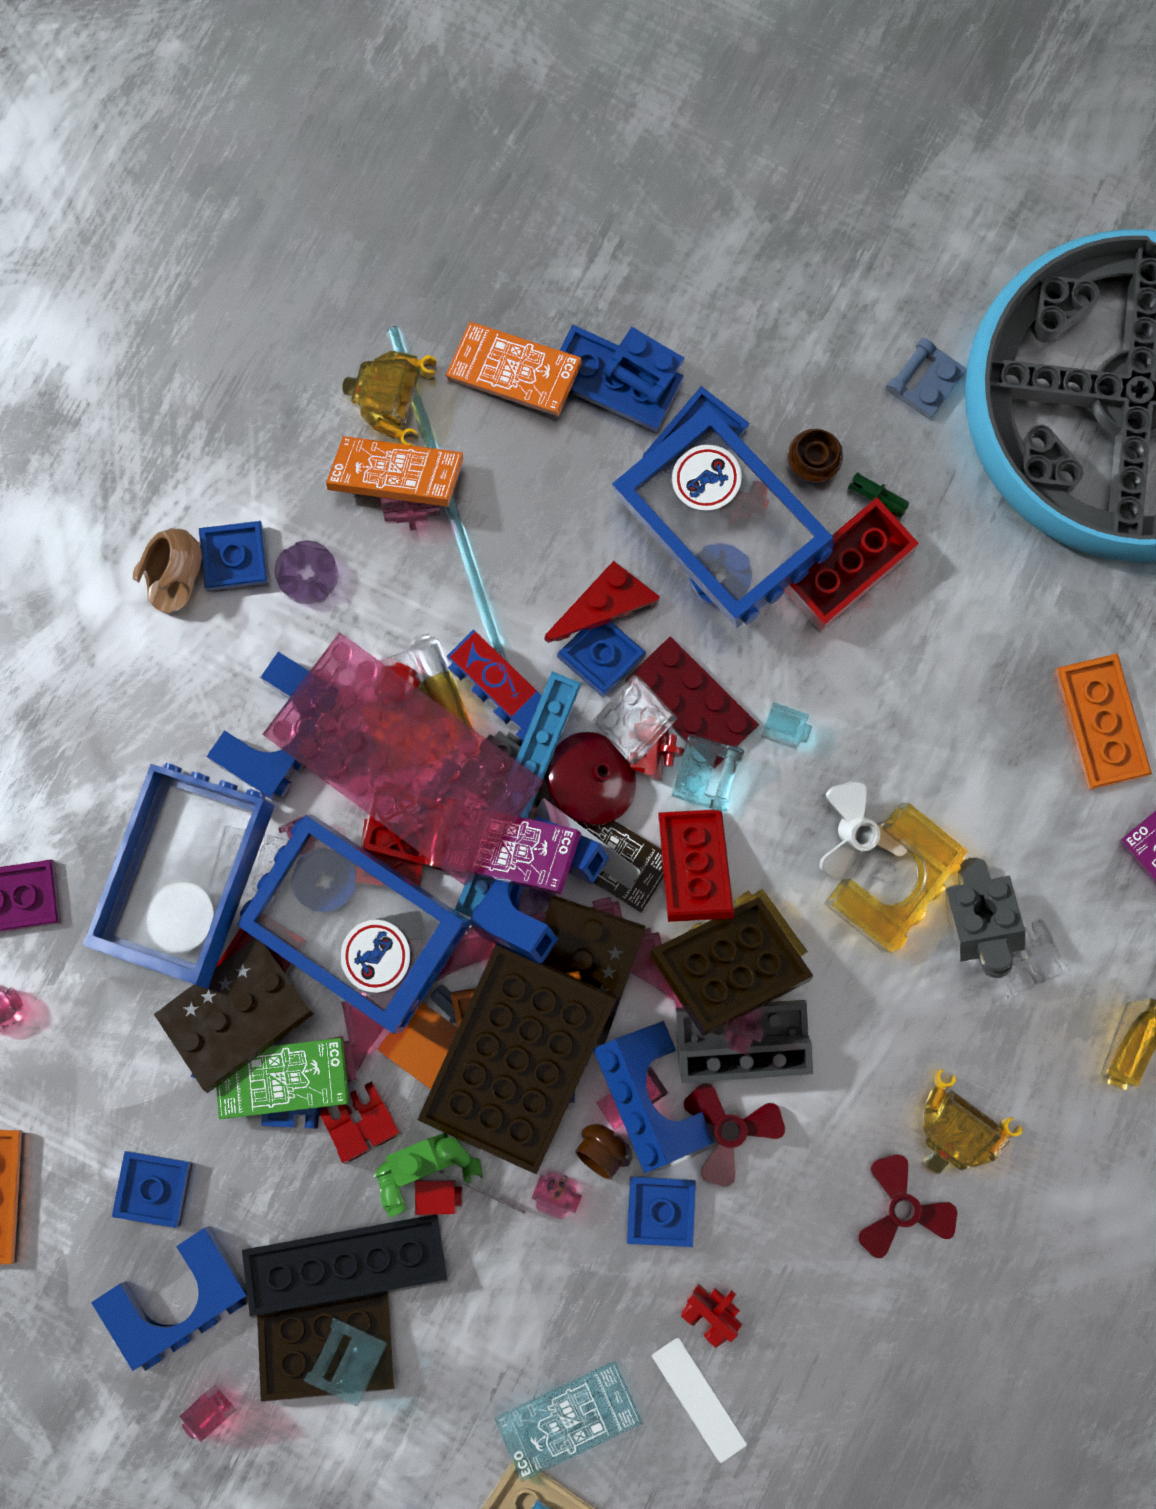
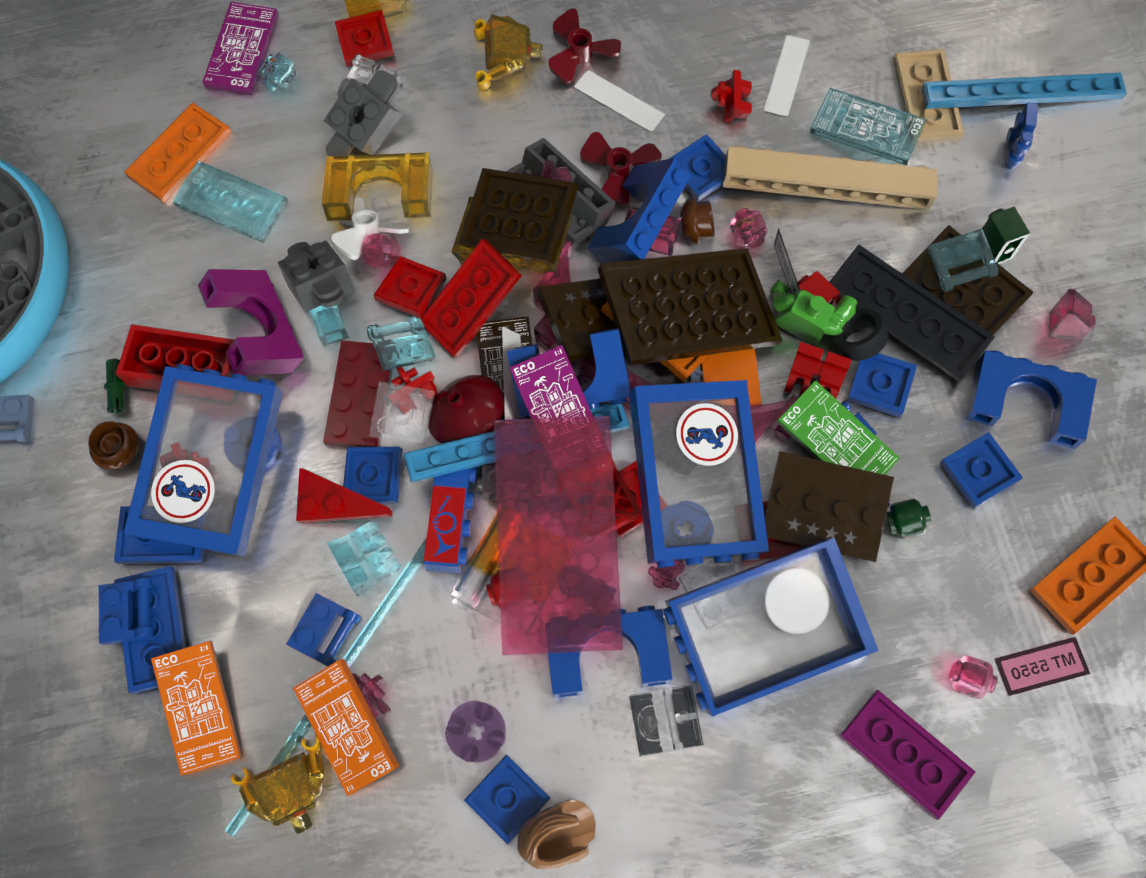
camera: 125 degrees left, 10 degrees down
(166, 1080) = (908, 518): none -> dark green head
(184, 730) = (666, 720): none -> clear slope
(303, 1178) = (882, 384): none -> blue plate
(337, 1197) = (868, 346): none -> black tyre
(338, 1425) = (1005, 233): none -> dark green brick
(505, 510) = (317, 624): none -> blue plate
(519, 581) = (350, 552): none -> clear light blue legs
(540, 1323) = (830, 178): none -> tan brick
(763, 828) = (410, 287): none -> red plate
(810, 1201) = (619, 101): none -> white sticker
(820, 826) = (380, 250): none -> clear pink head
(838, 744) = (315, 275): none -> dark grey brick
(866, 680) = (255, 294): none -> magenta arch
(1001, 731) = (230, 201): none -> clear light blue tile
(1094, 999) = (364, 36): none -> red plate
(1117, 880) = (277, 72): none -> clear light blue head

